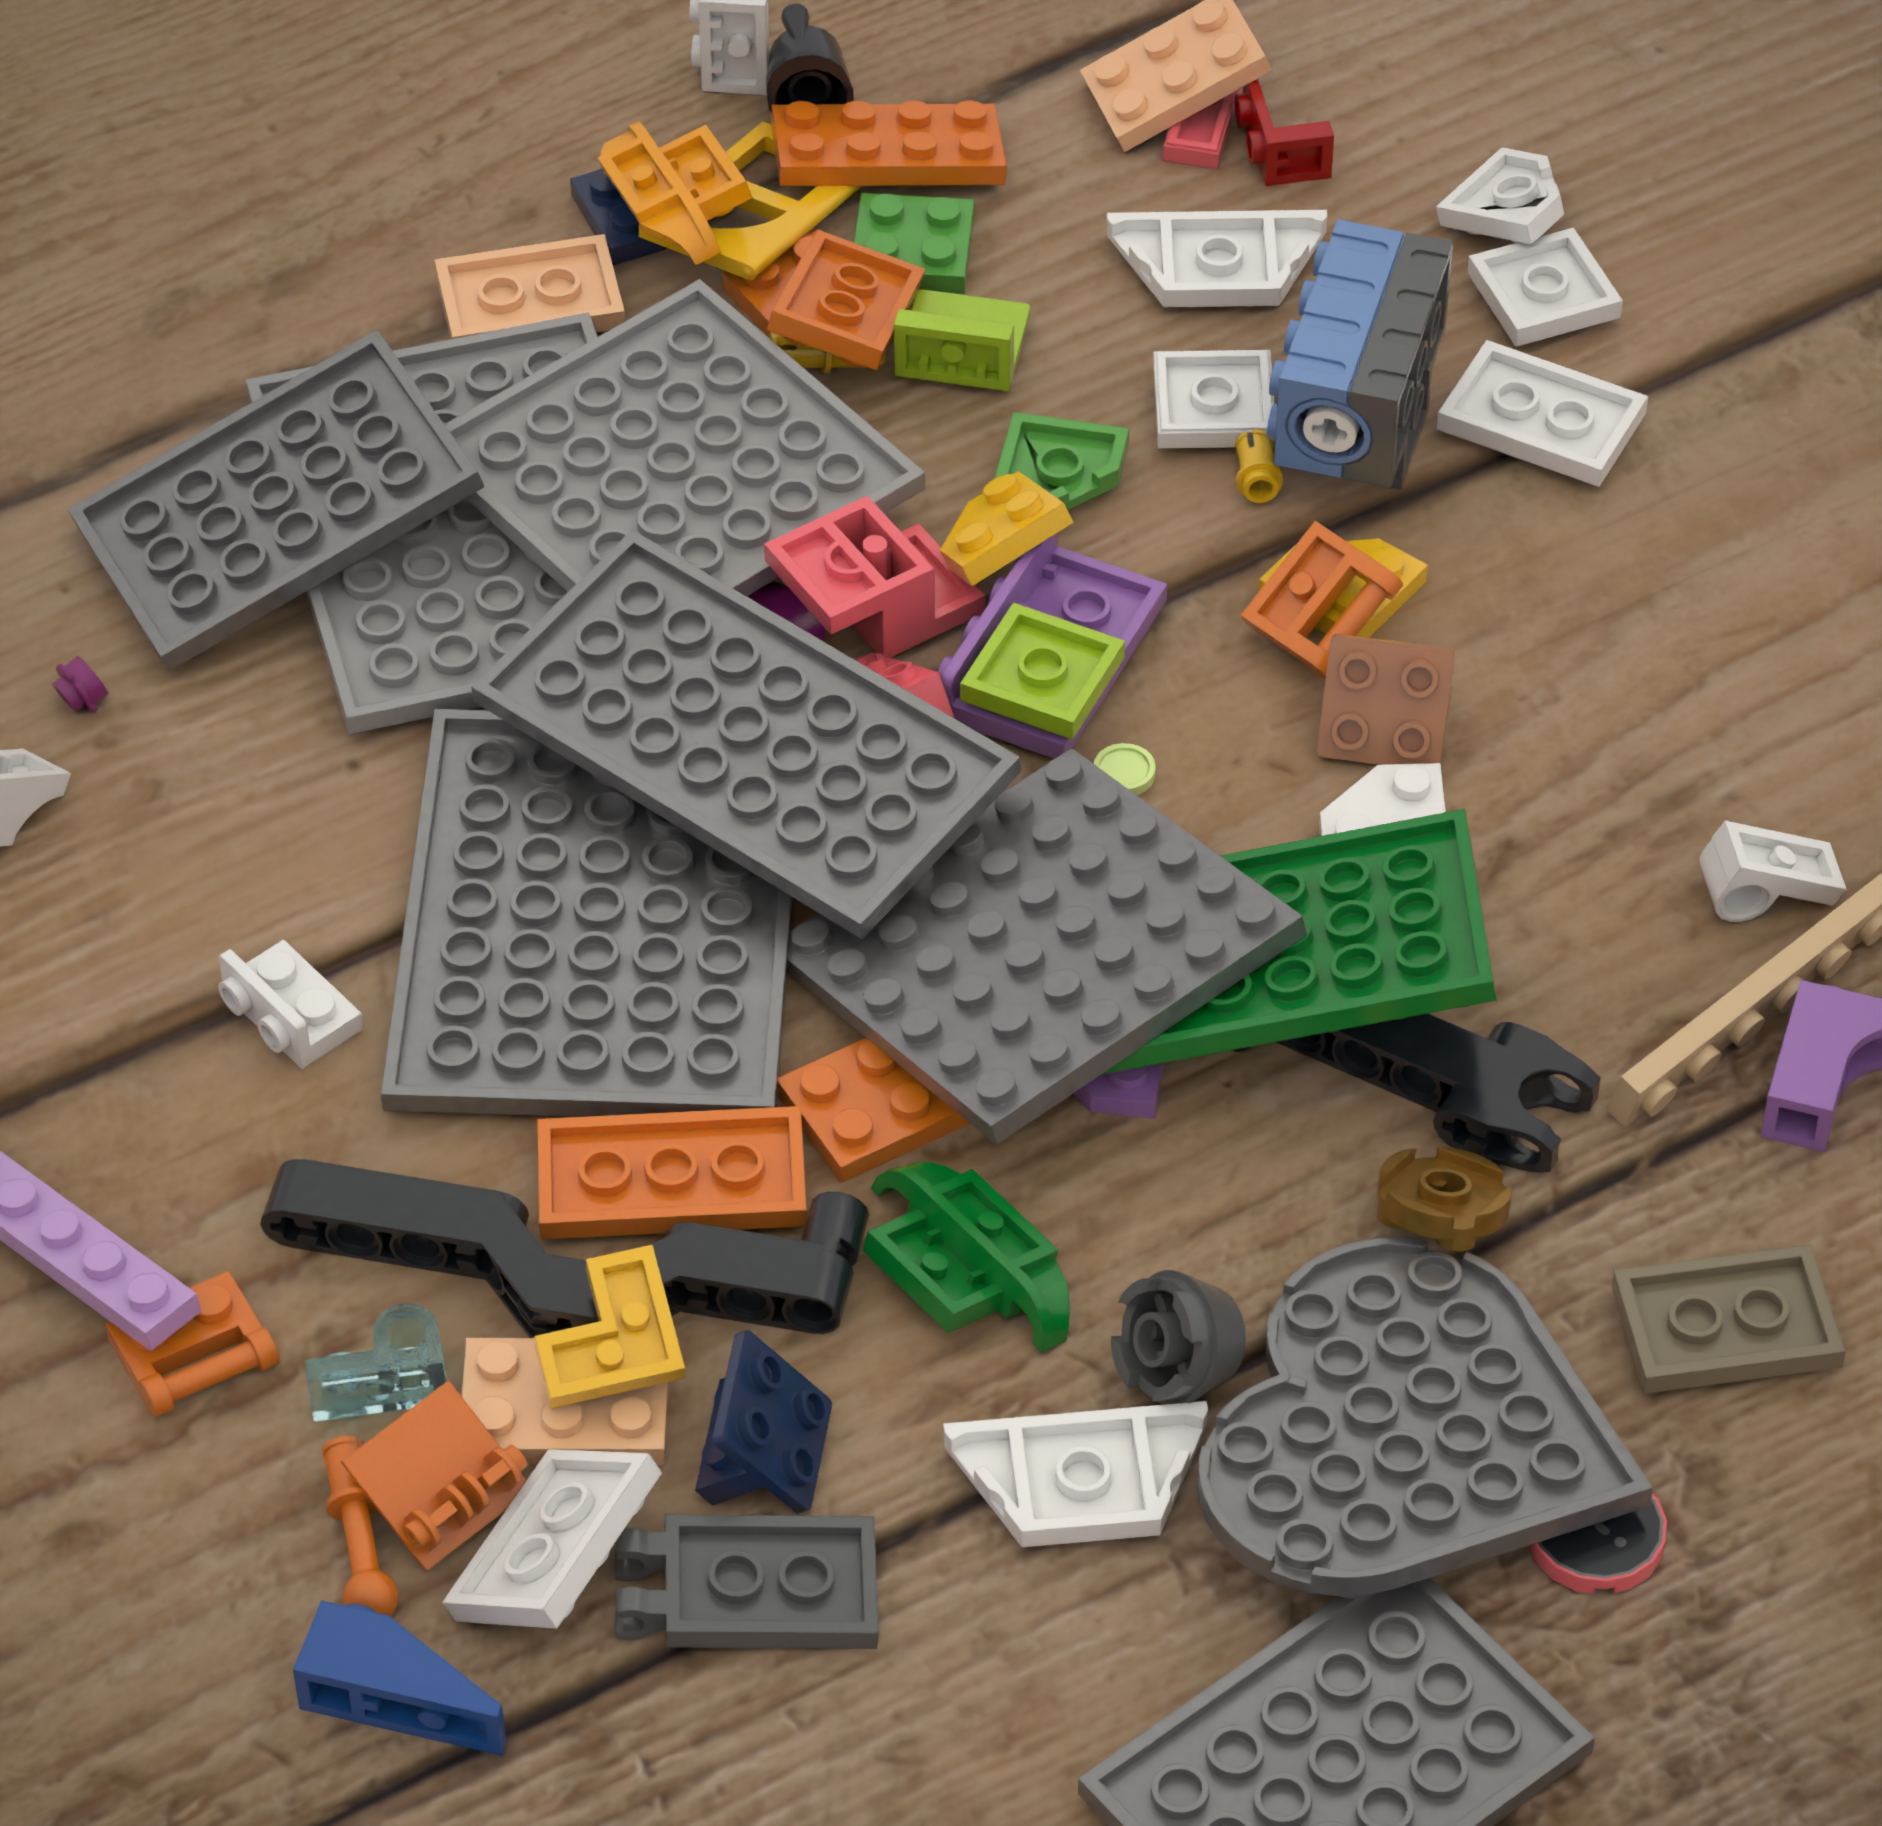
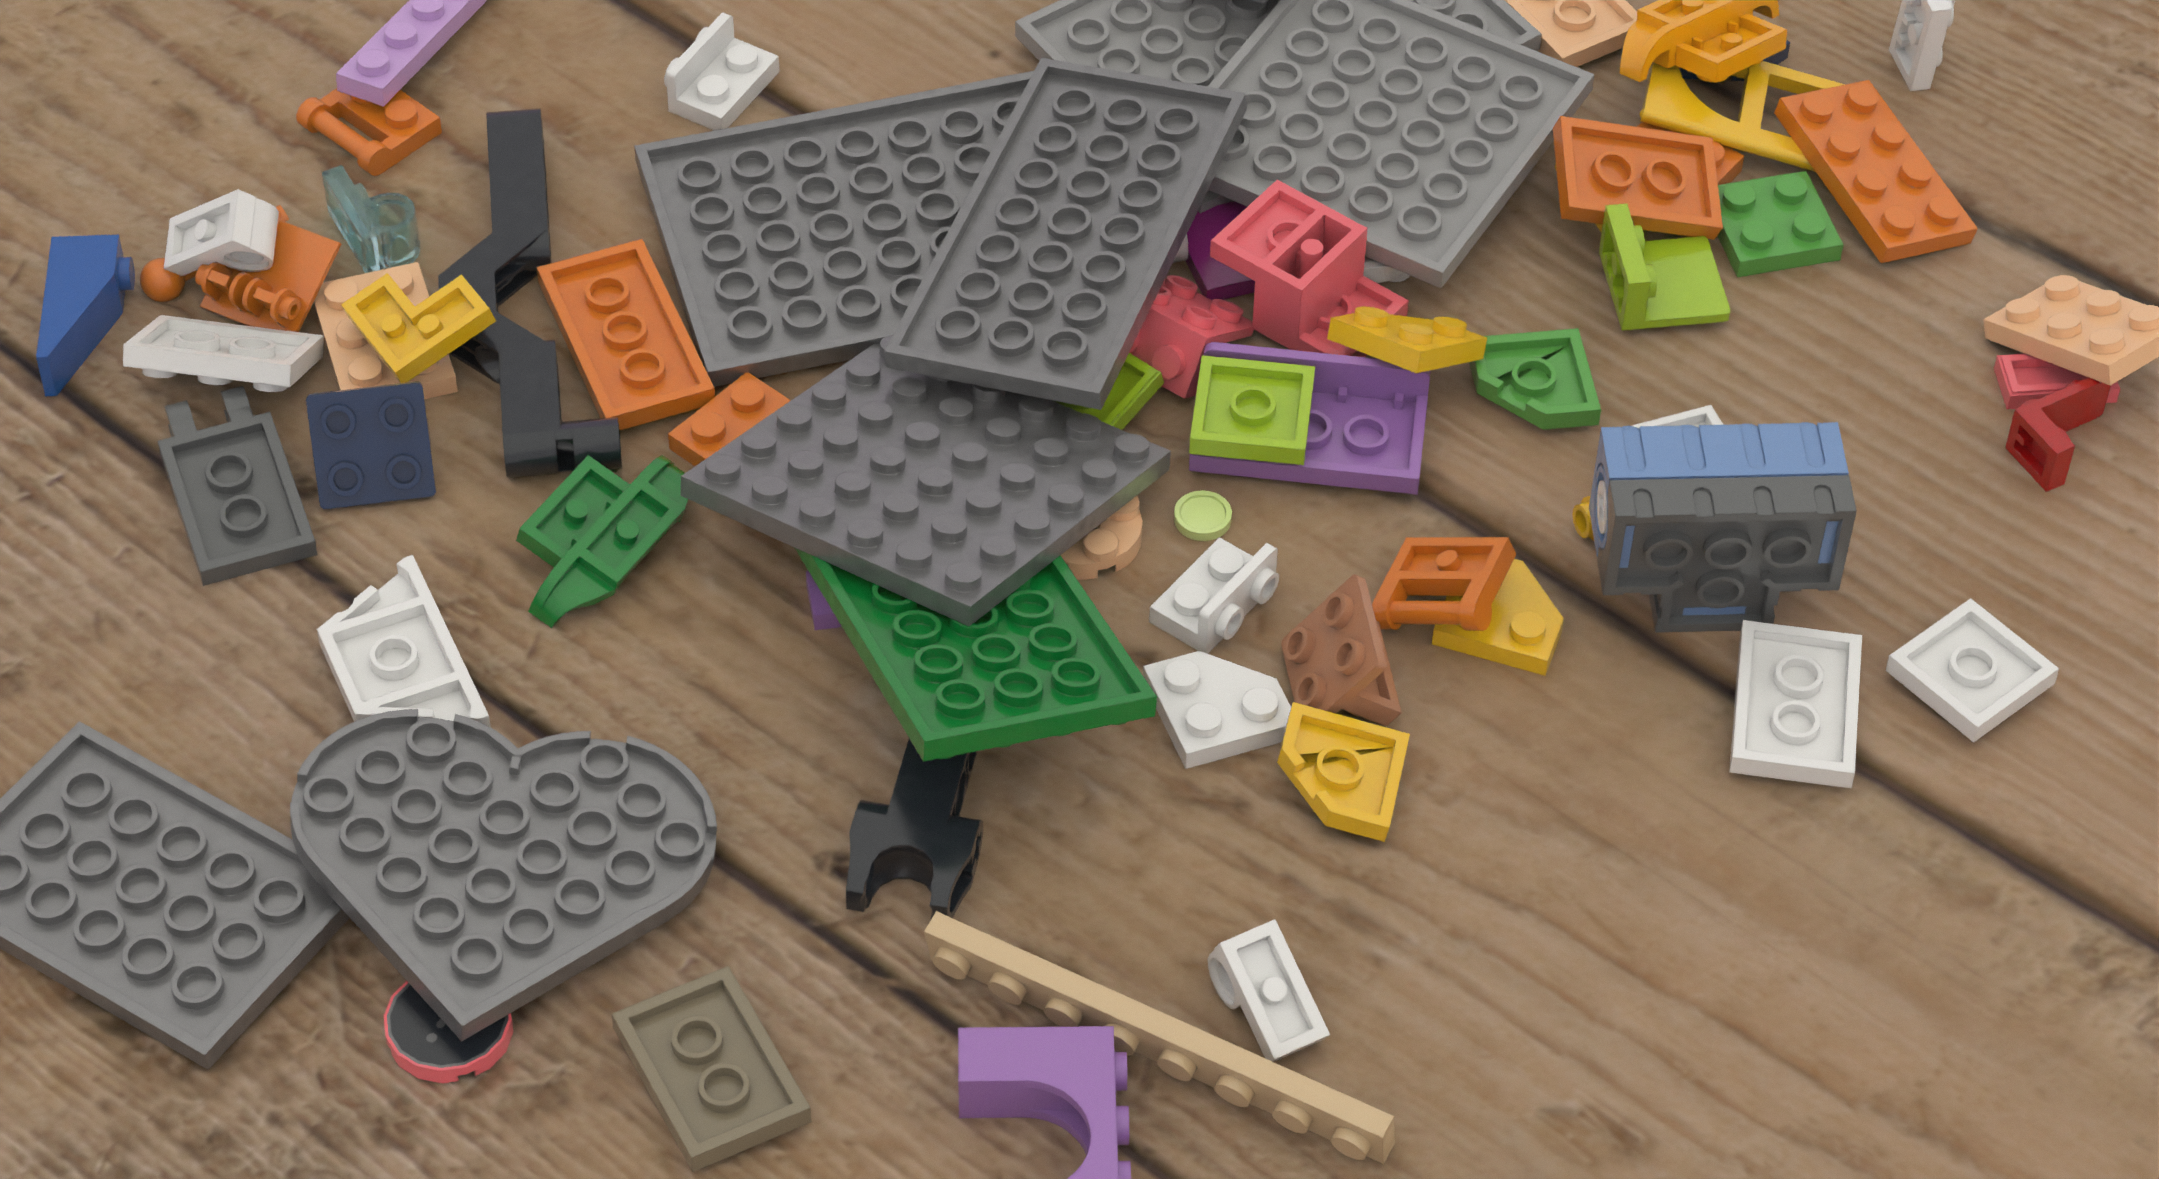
camera: 70 degrees right, 0 degrees up
(385, 1495) = (227, 230): none -> white plate
(806, 64) = (1924, 88): black hat -> none
(1178, 1337) = (538, 676): dark grey cone -> none
(1218, 254) = (1881, 425): white wing -> none
(1246, 780) = (1216, 594): none -> white bracket
(1443, 1196) = (752, 848): pearl gold plate -> none
(1505, 198) = (2072, 612): white plate -> none
(1515, 744) = (1344, 768): none -> yellow plate

